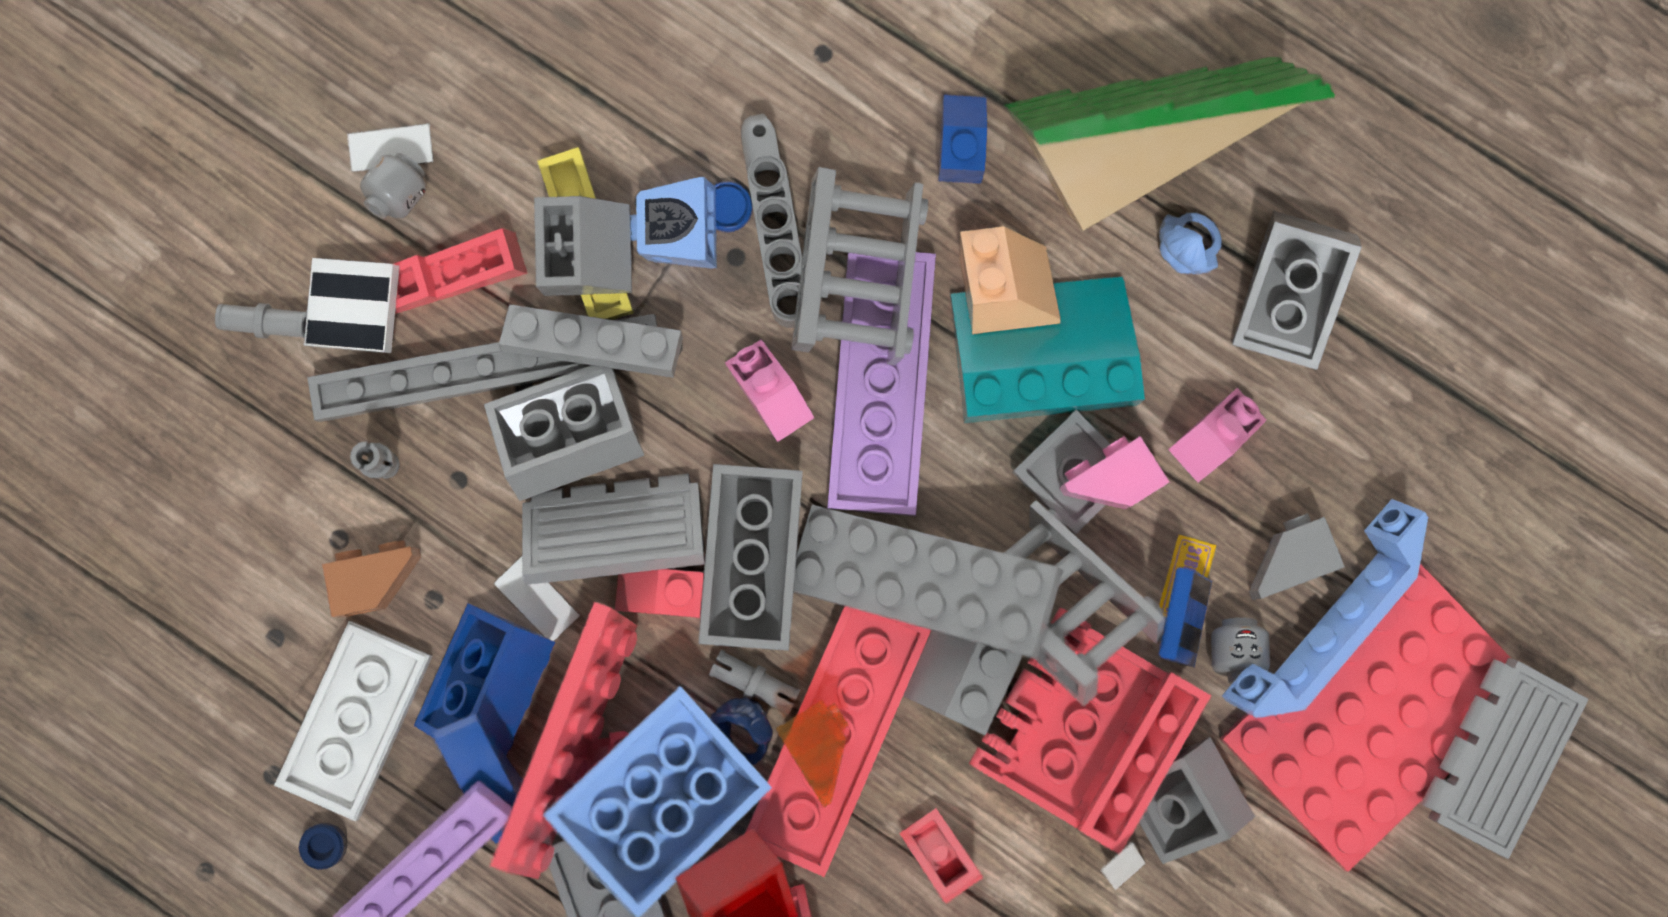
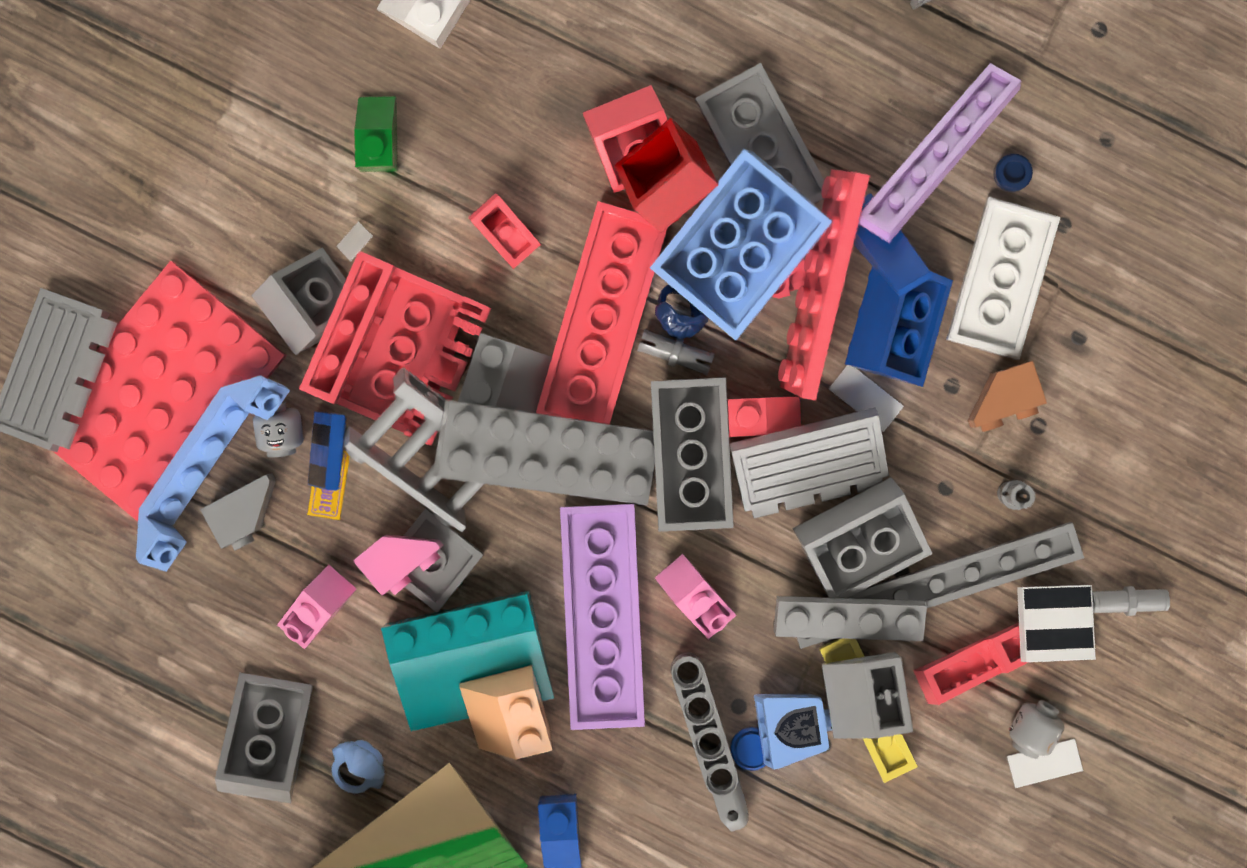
camera: 175 degrees right, 5 degrees up
(817, 746) = (617, 306): clear orange slope -> none
(818, 283) = (665, 690): light grey fence -> none

